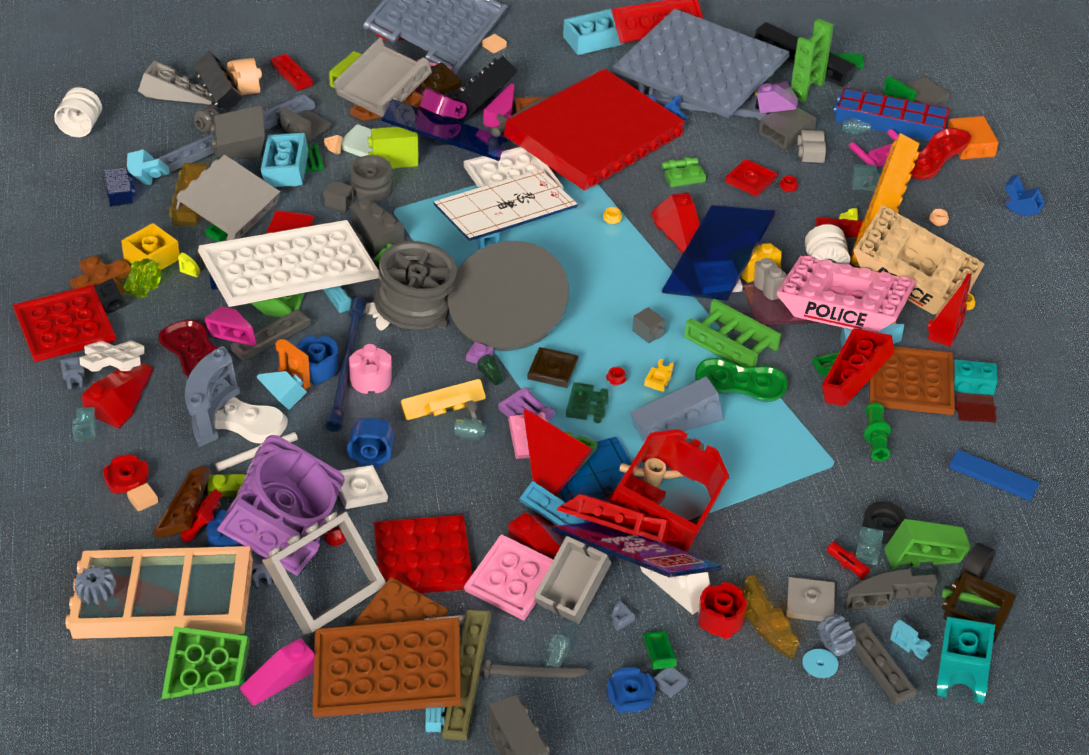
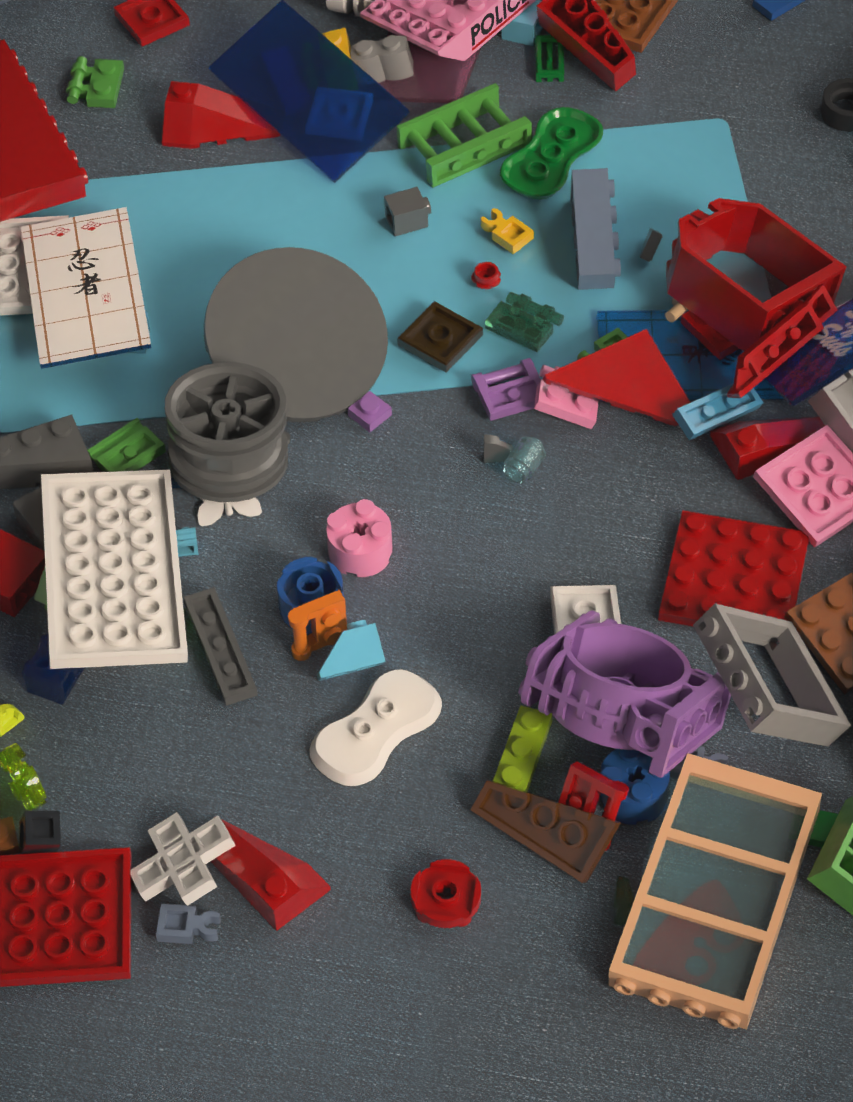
camera: 65 degrees left, 10 degrees up
(84, 425) = (317, 926): clear light blue brick -> none
(95, 584) = (709, 970): sand blue gear -> none
(142, 497) = (498, 884): light nougat tile -> none
(188, 341) = (183, 754): dark red plate -> none
(207, 391) = (362, 742): sand blue fence -> none
(230, 325) = (190, 685): dark pink slope -> none
(247, 455) = (459, 722): white bar -> none
(335, 418) = (433, 607): dark blue hose -> none
(371, 442) = (518, 571): blue brick -> none
(441, 400) = (459, 472): yellow bracket -> none
(489, 367) = (413, 405): clear green cone -> none
(612, 215) = (154, 183): yellow plate -> none
(877, 432) = (700, 57): green piece -> none

